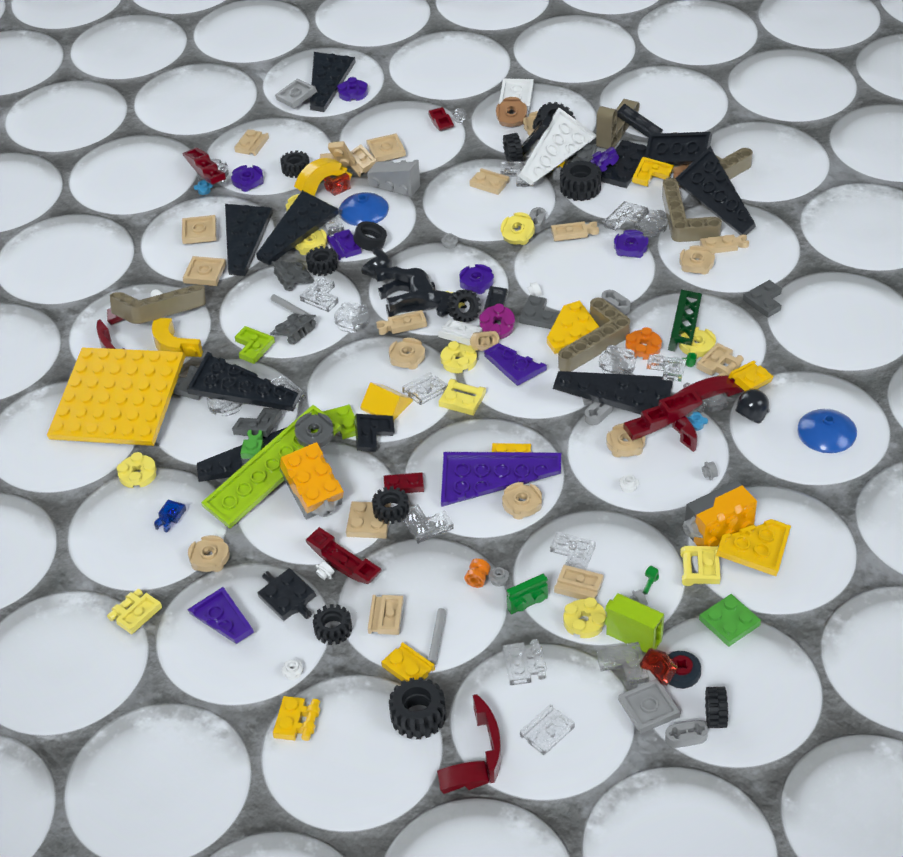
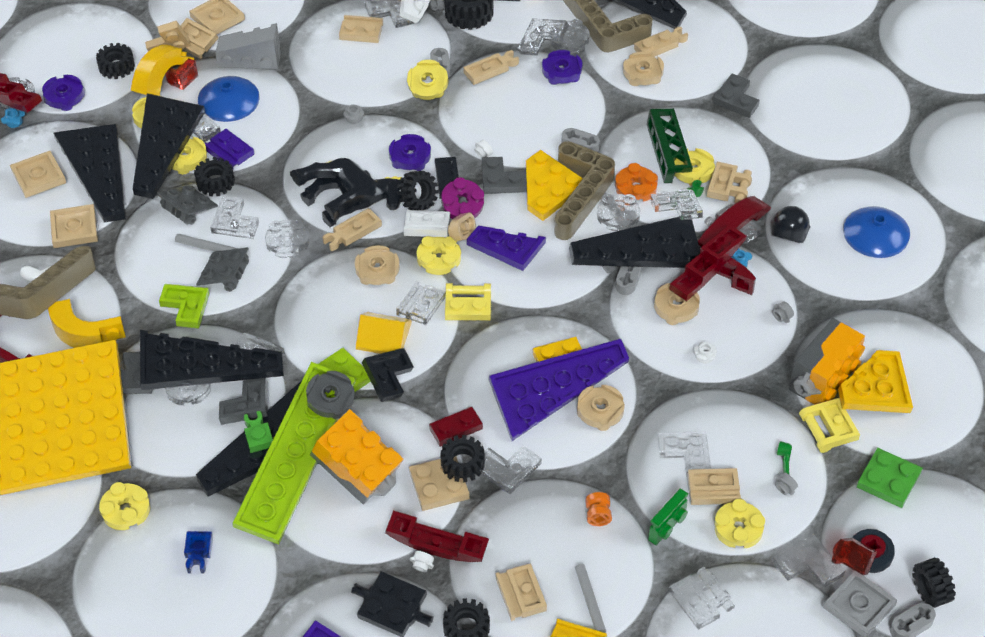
camera: 25 degrees left, 5 degrees up
(212, 562) = (274, 597): tan plate -> none
(251, 142) = (43, 45): tan plate -> none
(372, 229) = (255, 139): black tyre -> none
(381, 261) = (289, 161): black helmet -> none
(499, 576) = (622, 510): light grey plate -> none
(634, 622) = (802, 514): lime brick -> none
(751, 376) = (772, 191): yellow plate -> none

